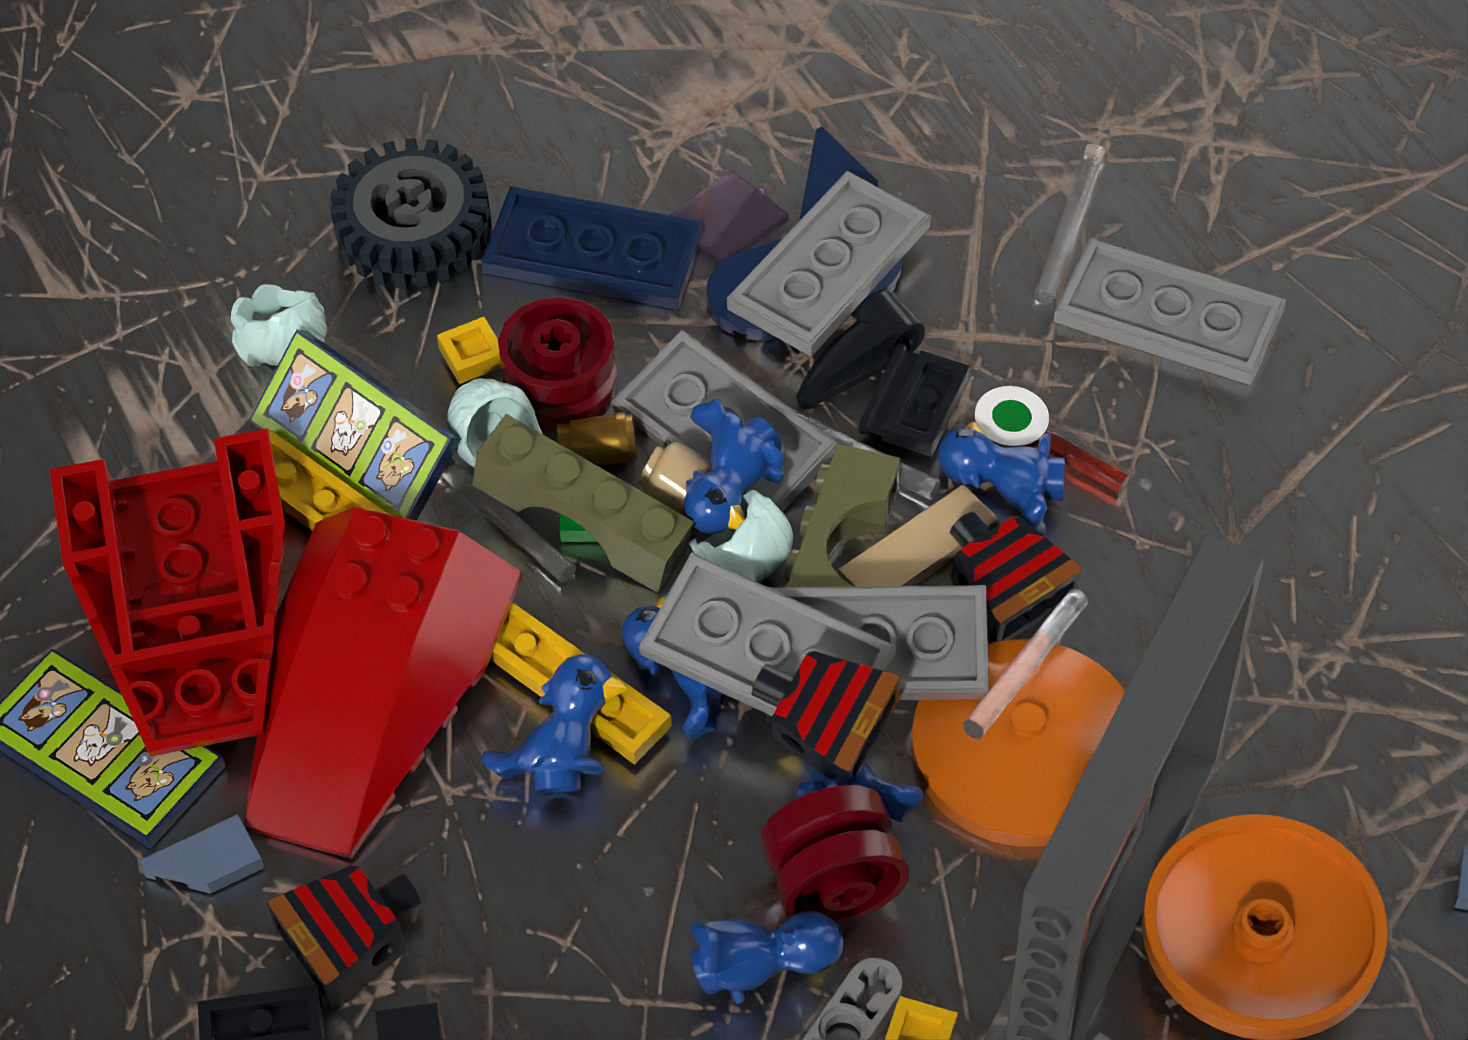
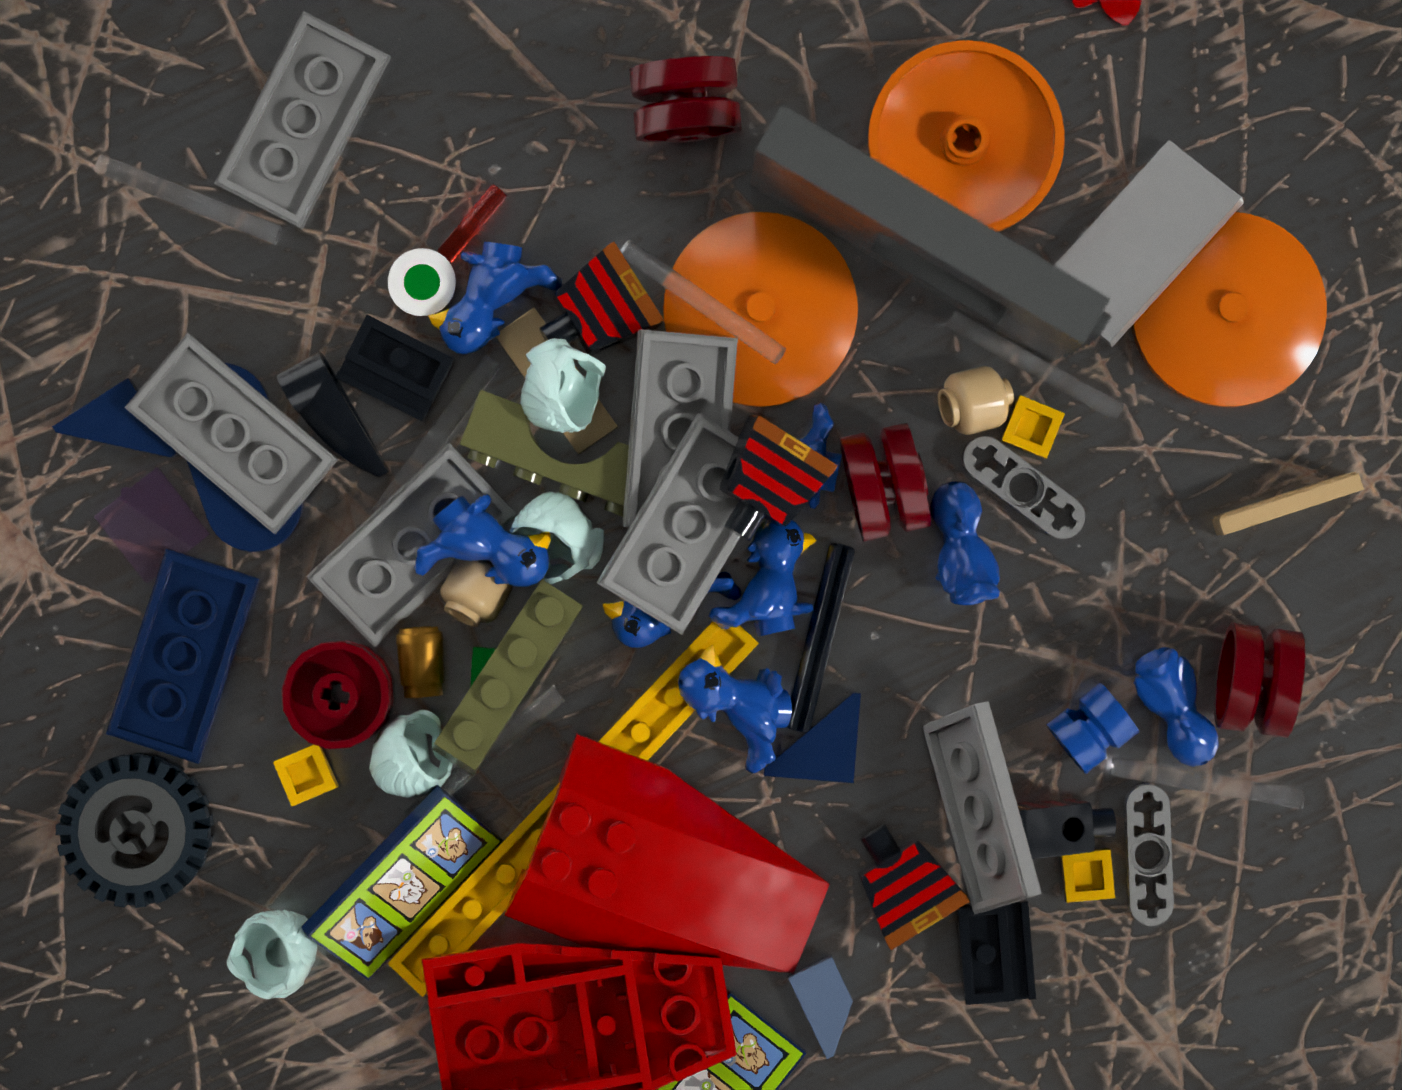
camera: 90 degrees left, 35 degrees up
(439, 981) = (981, 808): none -> light grey tile
(512, 842) = (825, 750): none -> dark blue tile
(644, 825) = (820, 635): none -> black axle
(693, 760) = (772, 592): none -> blue animal
(910, 523) = (557, 393): none -> light aqua hair
(945, 965) = (975, 400): none -> tan head
(1279, 631) = (685, 99): none -> dark red wheel

